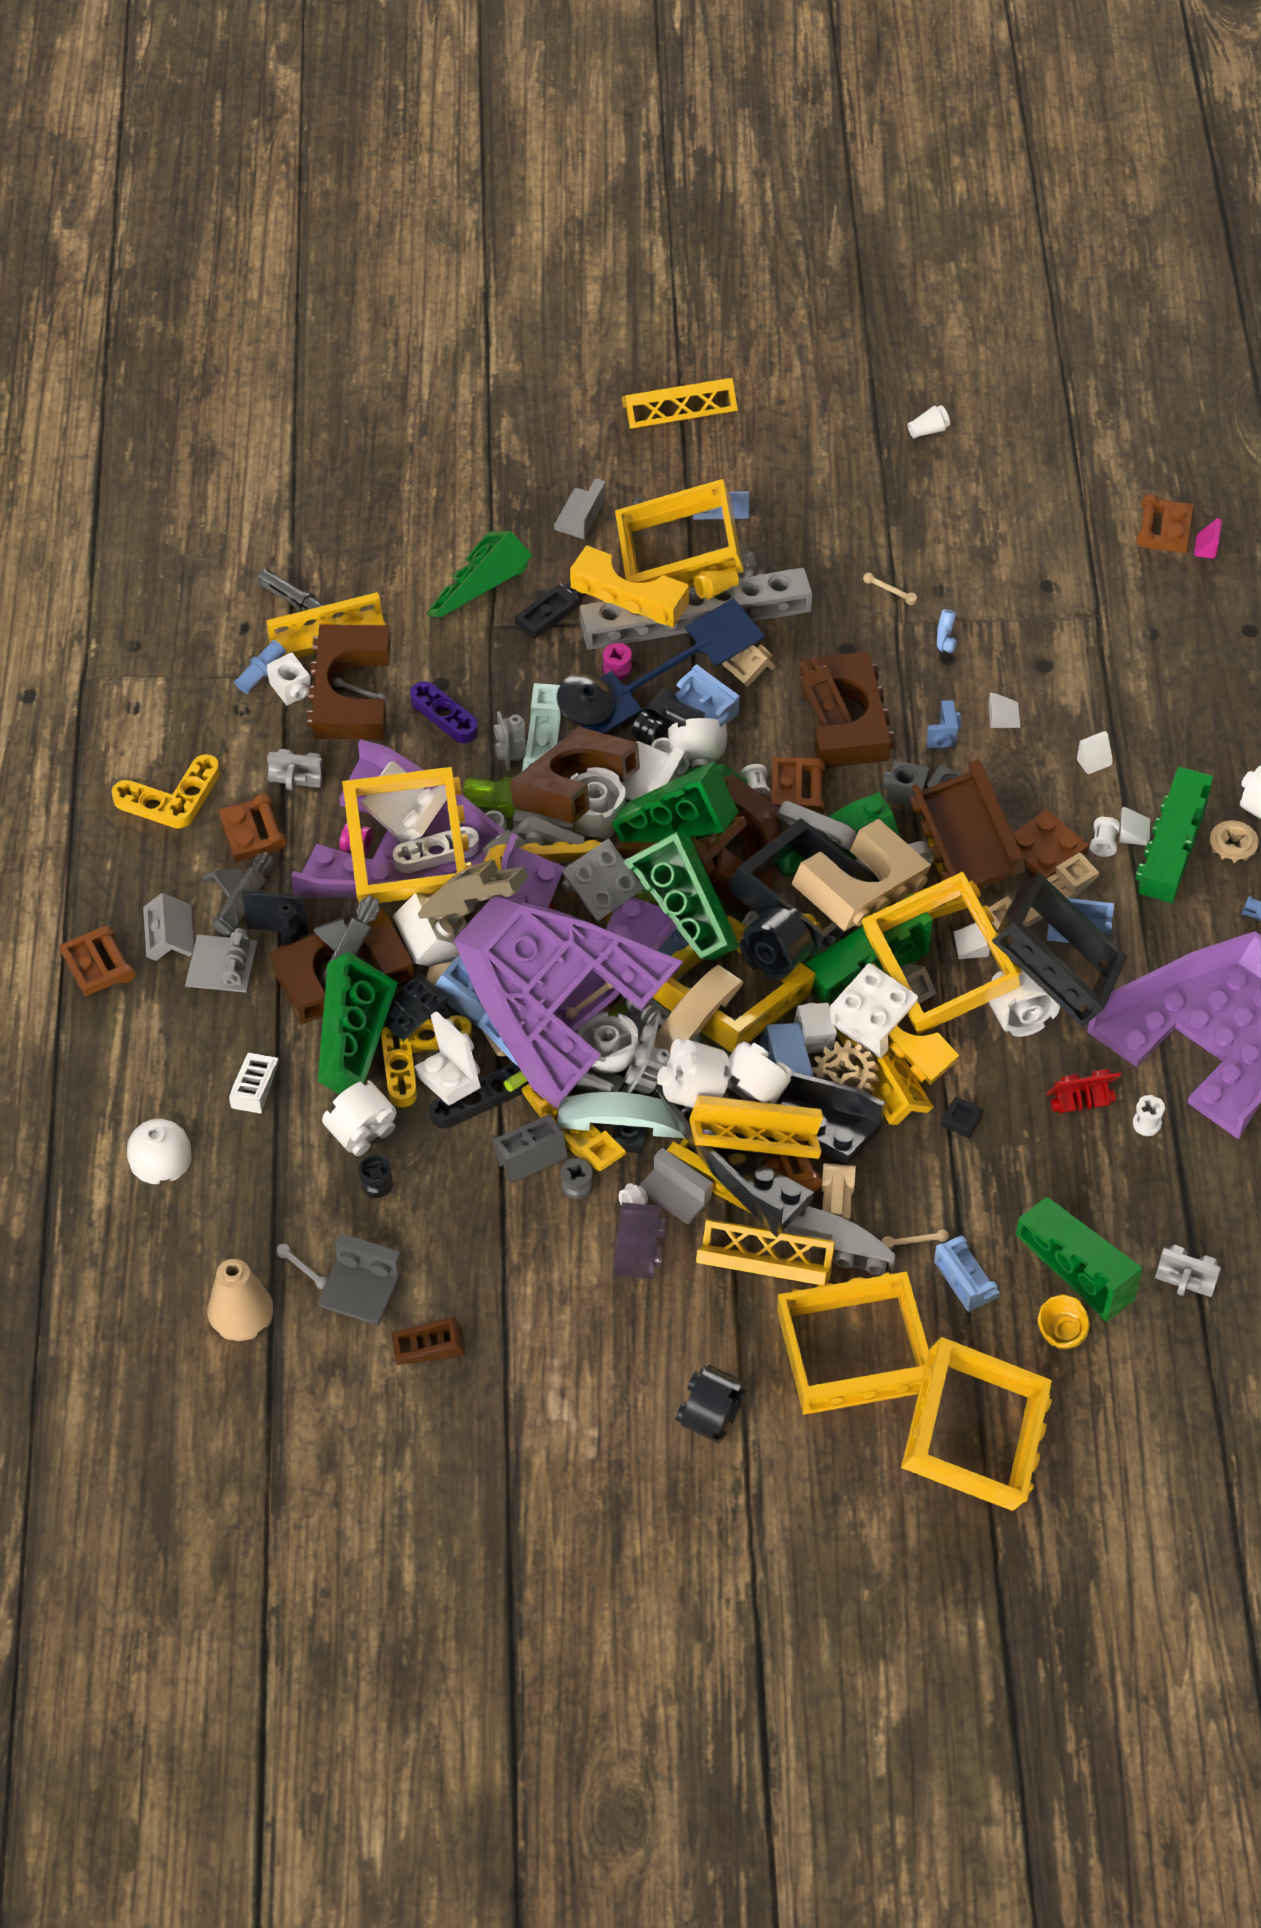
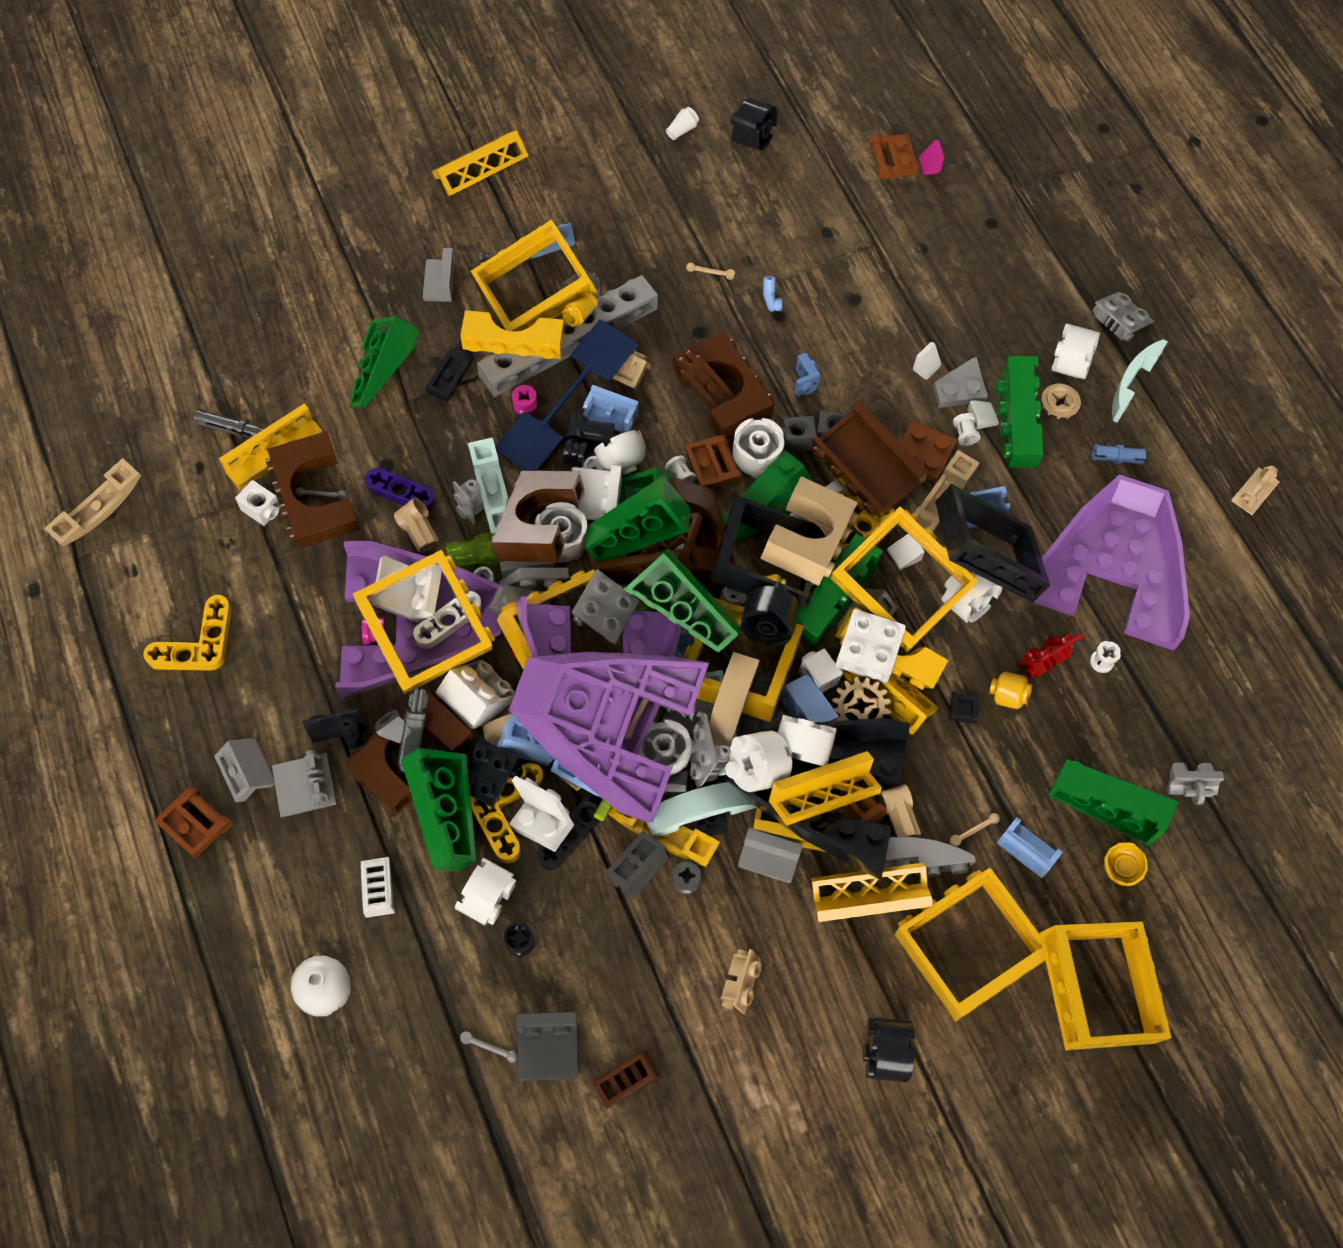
camera: 25 degrees left, 10 degrees up
(124, 634) = (96, 507): none -> tan slope
(233, 884) = (293, 711): dark grey piece -> none
(238, 1302) = (456, 1119): tan cone -> none
(242, 832) = (273, 655): dark orange plate -> none
(258, 666) = (227, 500): medium blue pin -> none
(294, 769) = (296, 584): light grey hips -> none
(444, 745) = (414, 520): none -> tan piece
(471, 886) = (500, 657): dark tan slope -> none
(582, 708) = (512, 452): black dish -> none
(597, 1288) = (739, 993): none -> tan hinge
(633, 1194) = (740, 879): white plate -> none
(638, 1239) = (763, 918): clear purple brick -> none
(834, 831) = (764, 496): light grey beam -> none
(851, 777) = (757, 445): none -> white brick
(1003, 712) = (842, 349): white slope -> none
(1009, 444) = (754, 123): none -> black brick
(1022, 1113) = (1011, 690): none -> yellow head
(1122, 789) = (961, 386): none -> light grey wing

